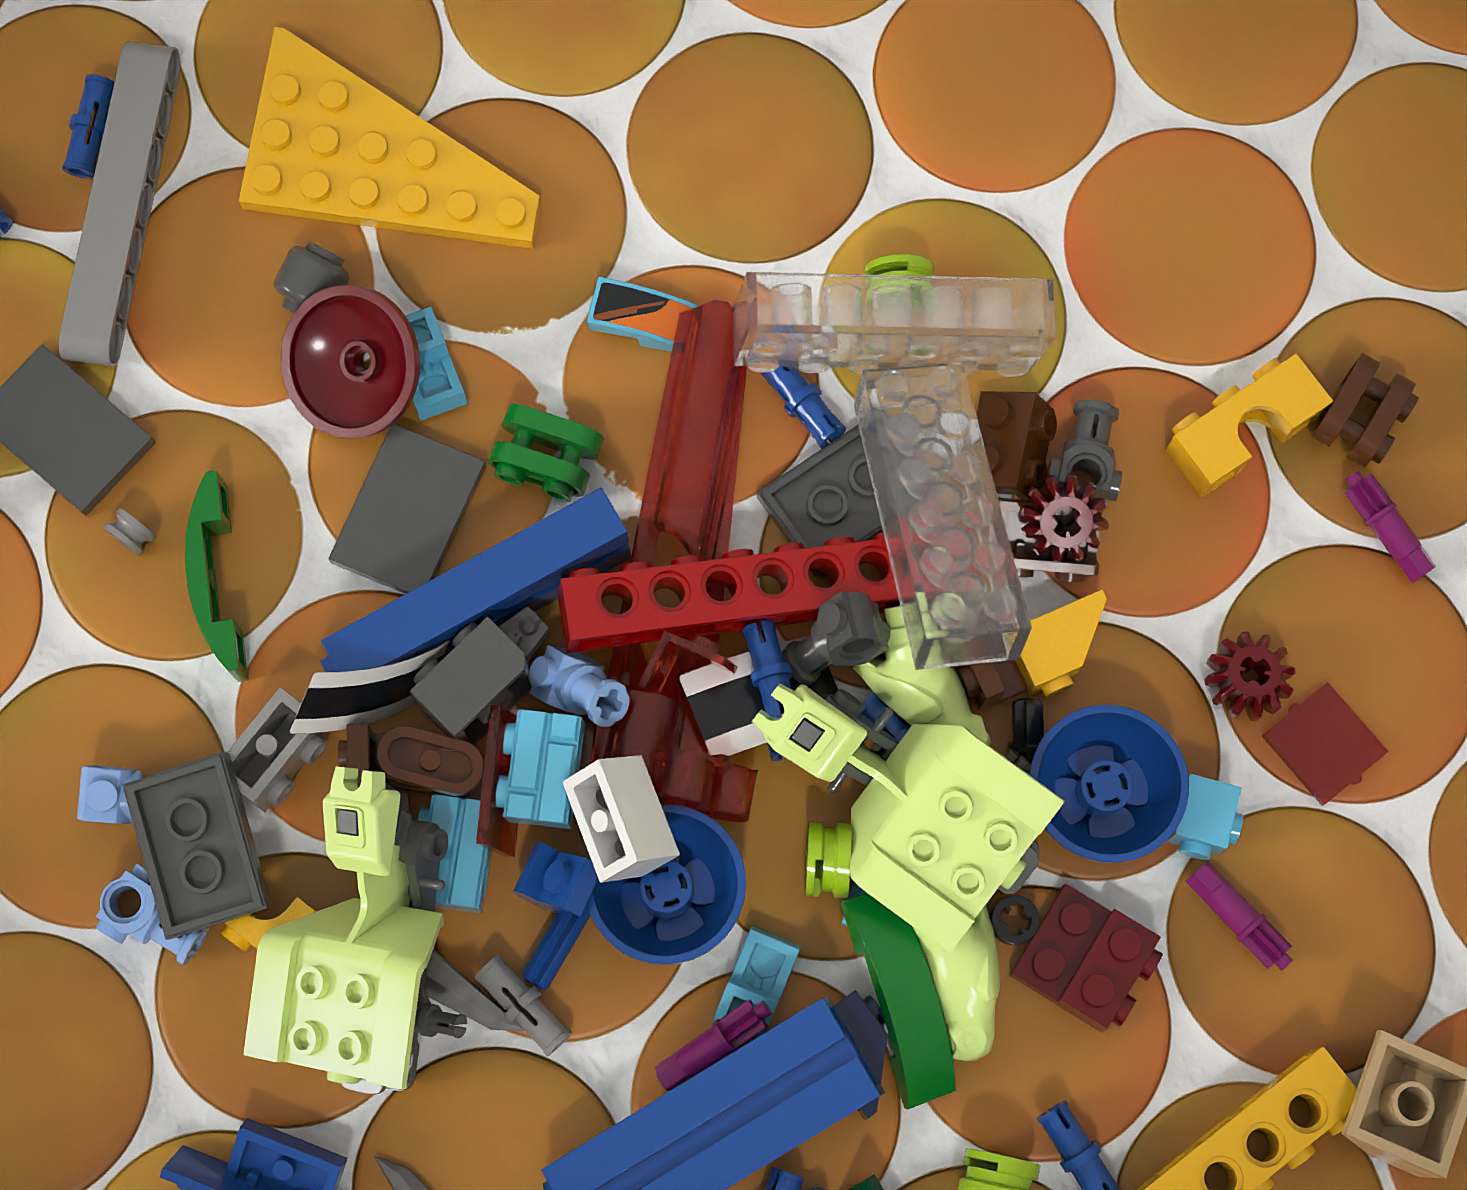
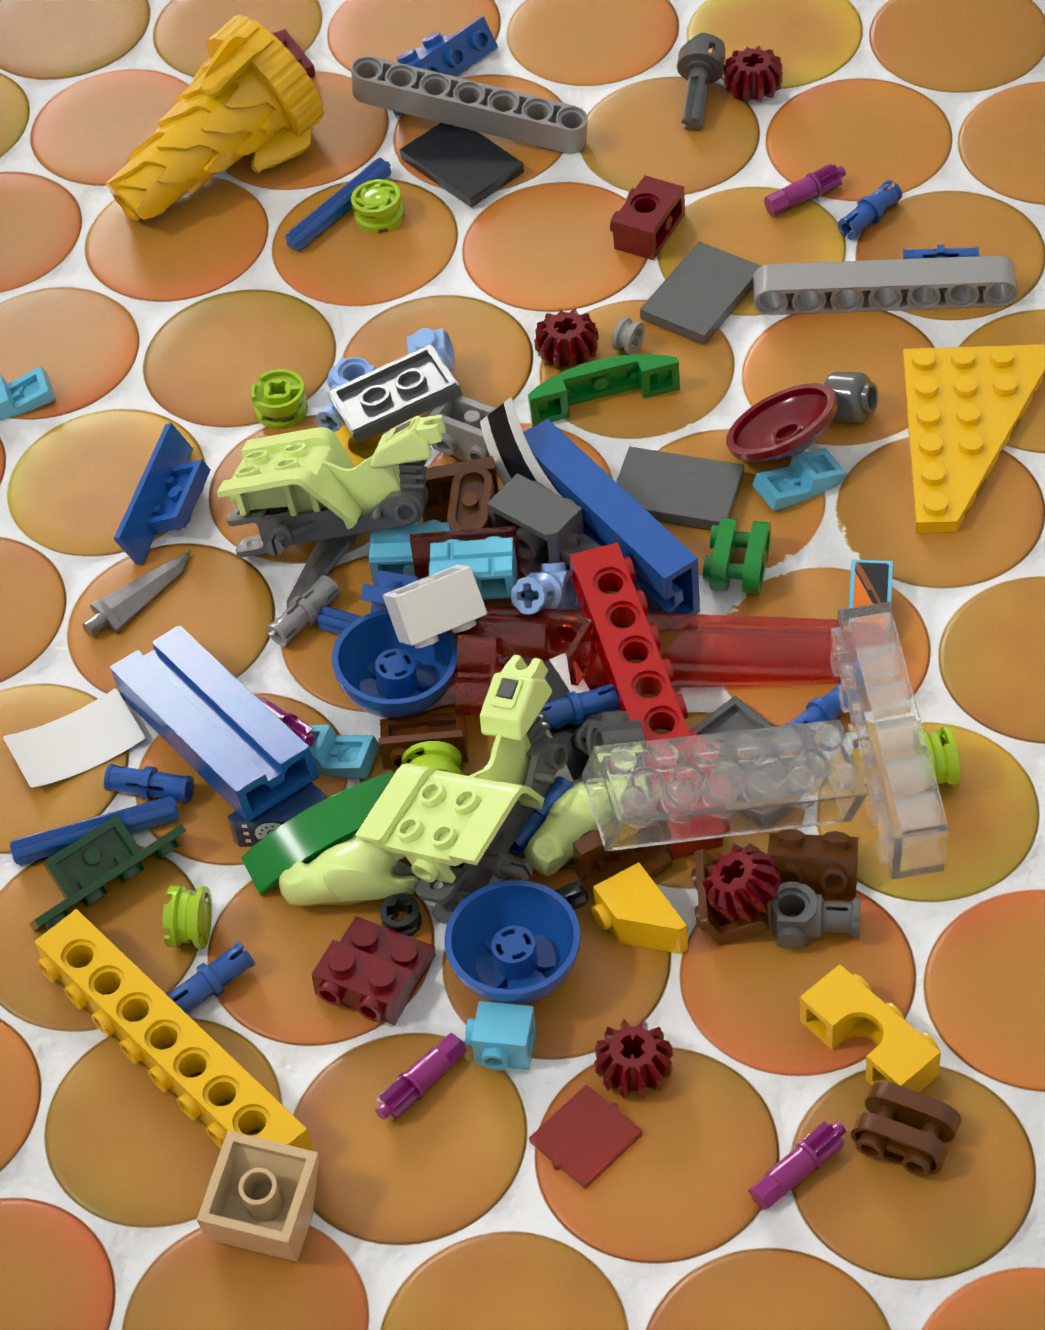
camera: 90 degrees right, 25 degrees down
(116, 632) = (566, 339): none -> dark red gear
(128, 1014) = (279, 395): none -> lime wheel
(769, 856) = (402, 733): none -> reddish brown bracket

